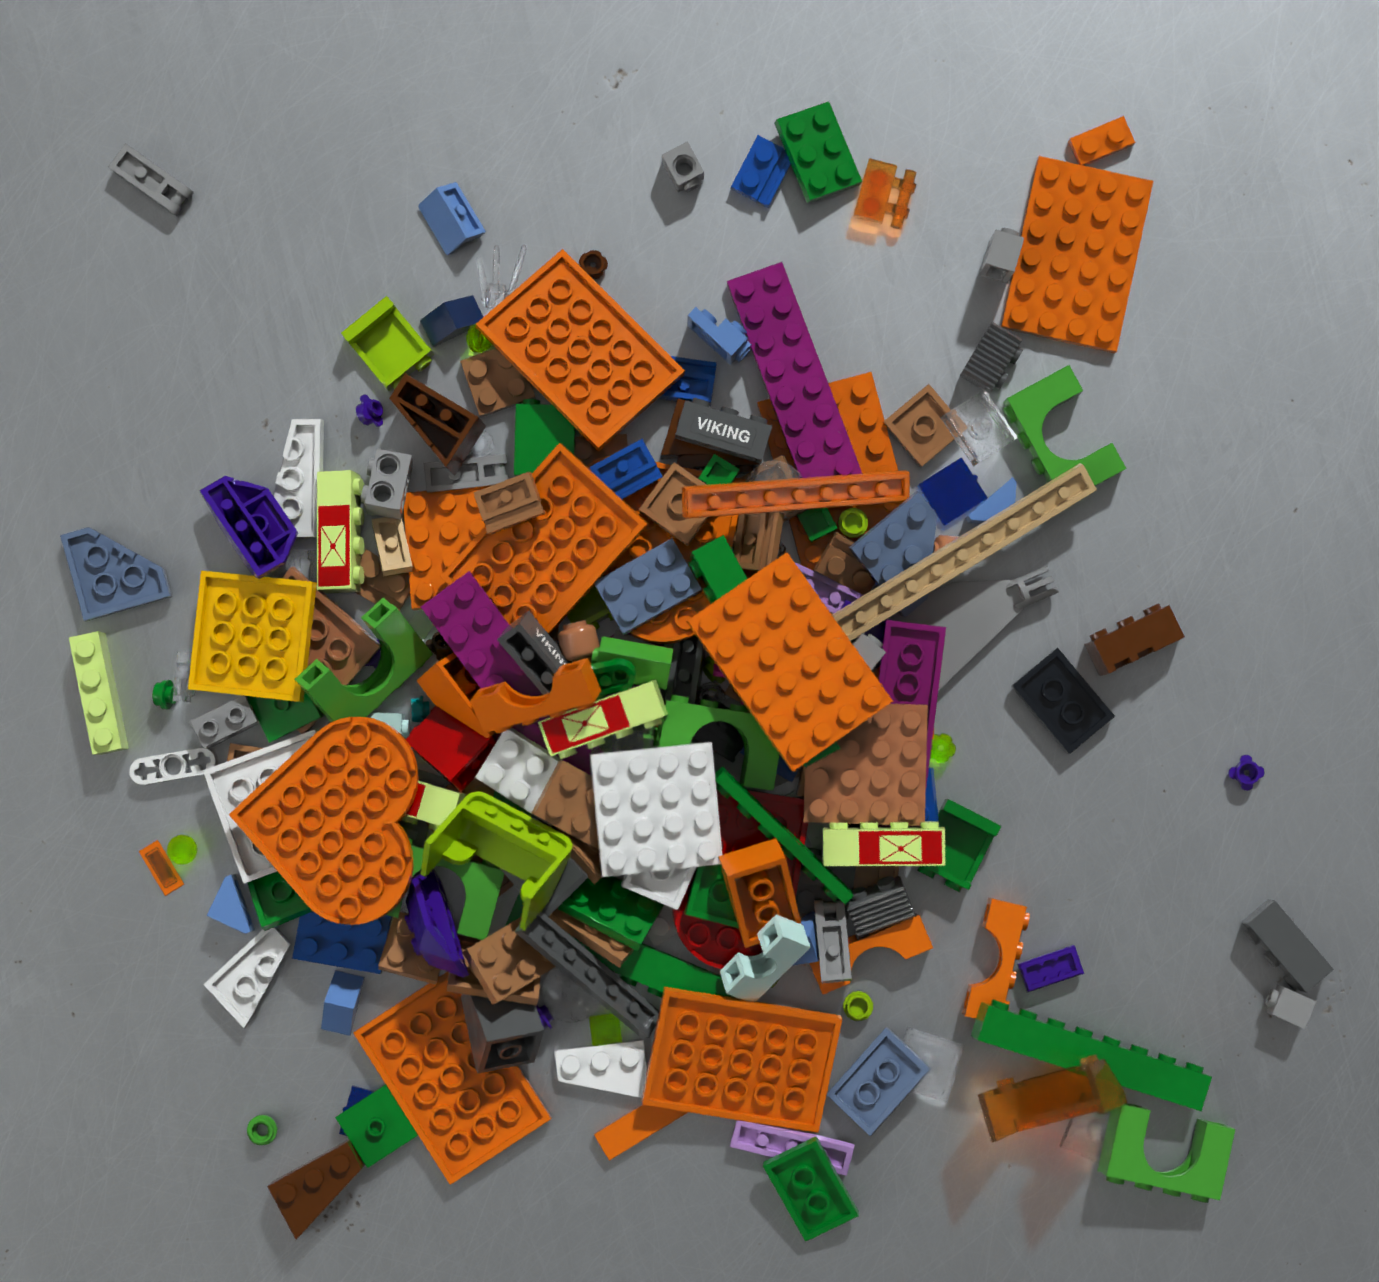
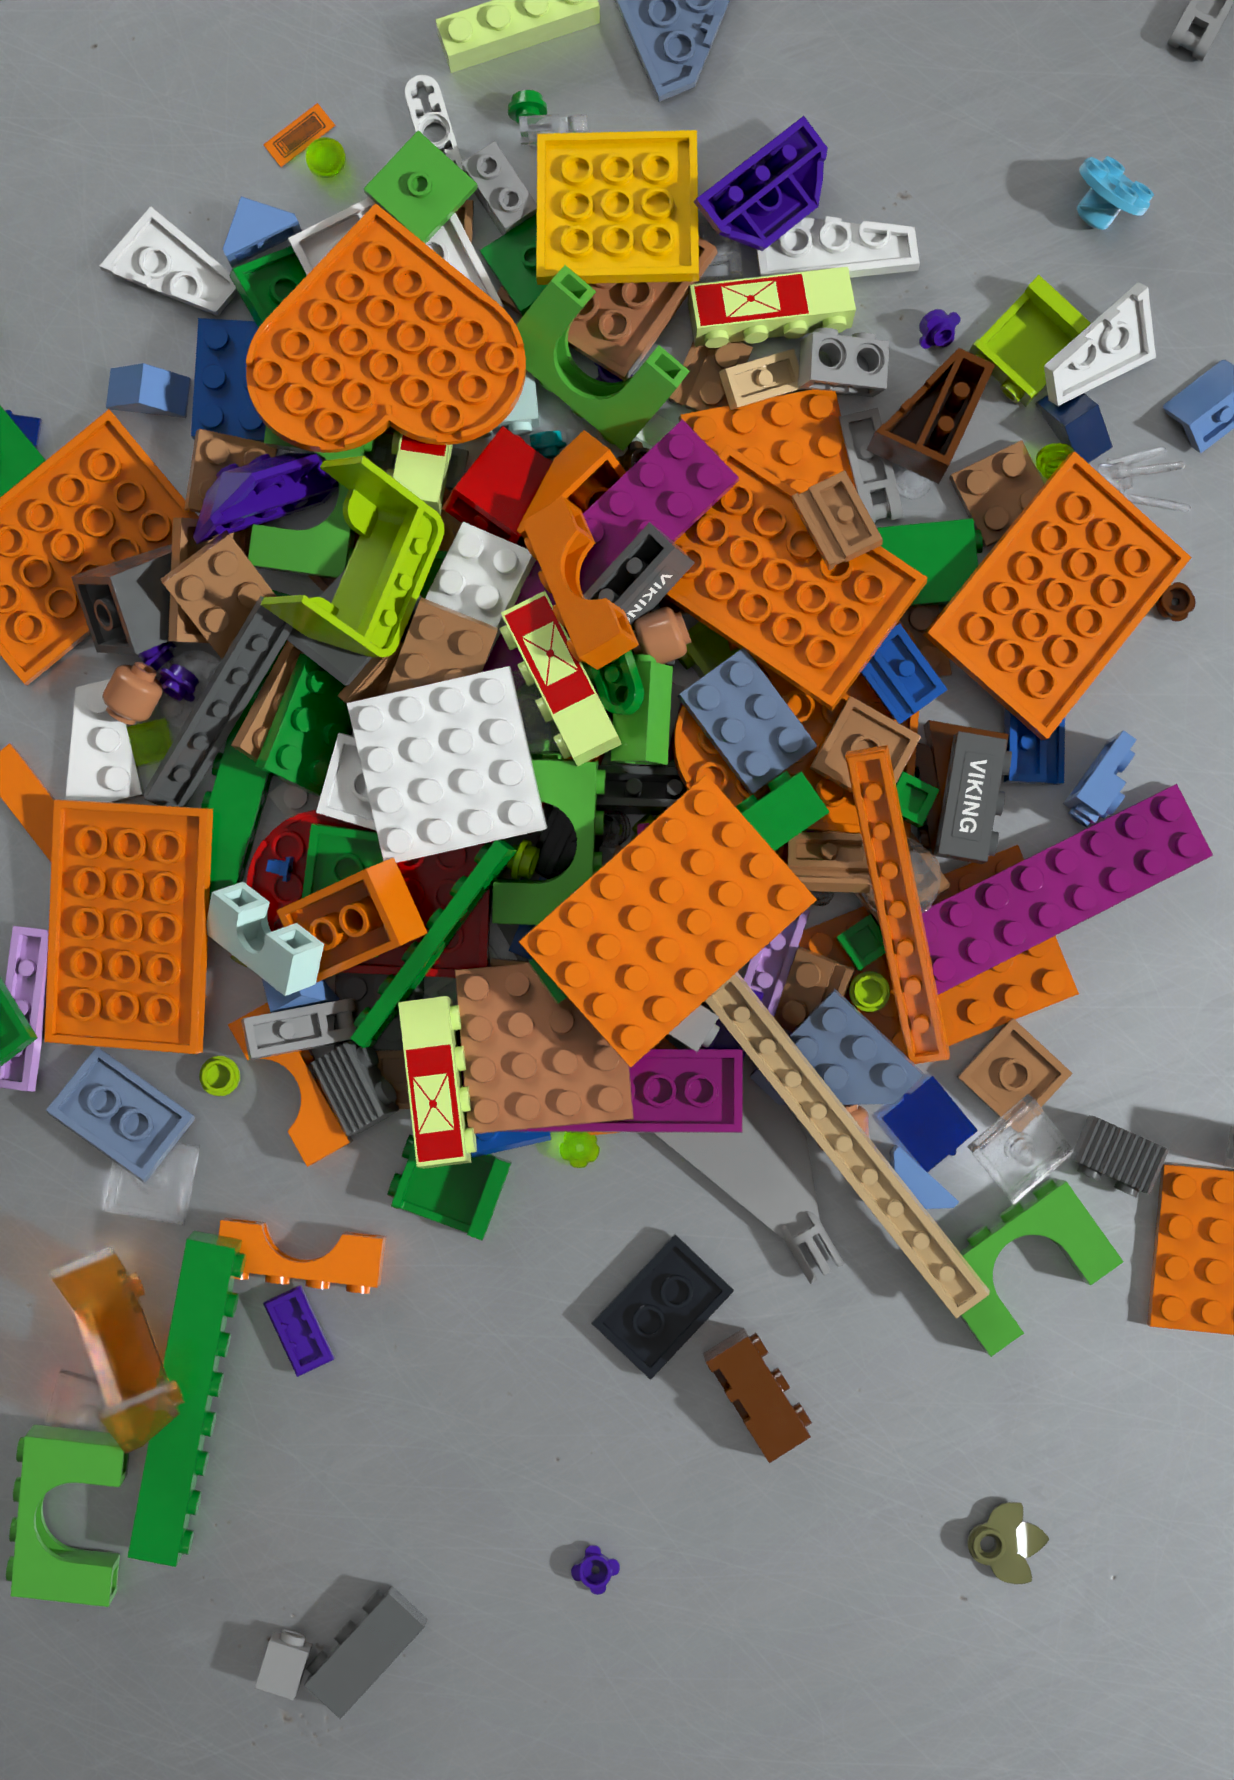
camera: 85 degrees right, 0 degrees up
(219, 780) = (420, 187): none -> bright green plate
(285, 272) = (1110, 193): none -> medium azure plate
(402, 291) = (1105, 349): none -> white wing
(566, 1002) = (179, 682): none -> dark purple plate
(569, 1037) = (132, 693): none -> nougat head
(713, 941) = (281, 867): none -> blue piece
(729, 762) = (524, 860): none -> lime plate
(1260, 469) = (1012, 1543): none -> olive plate

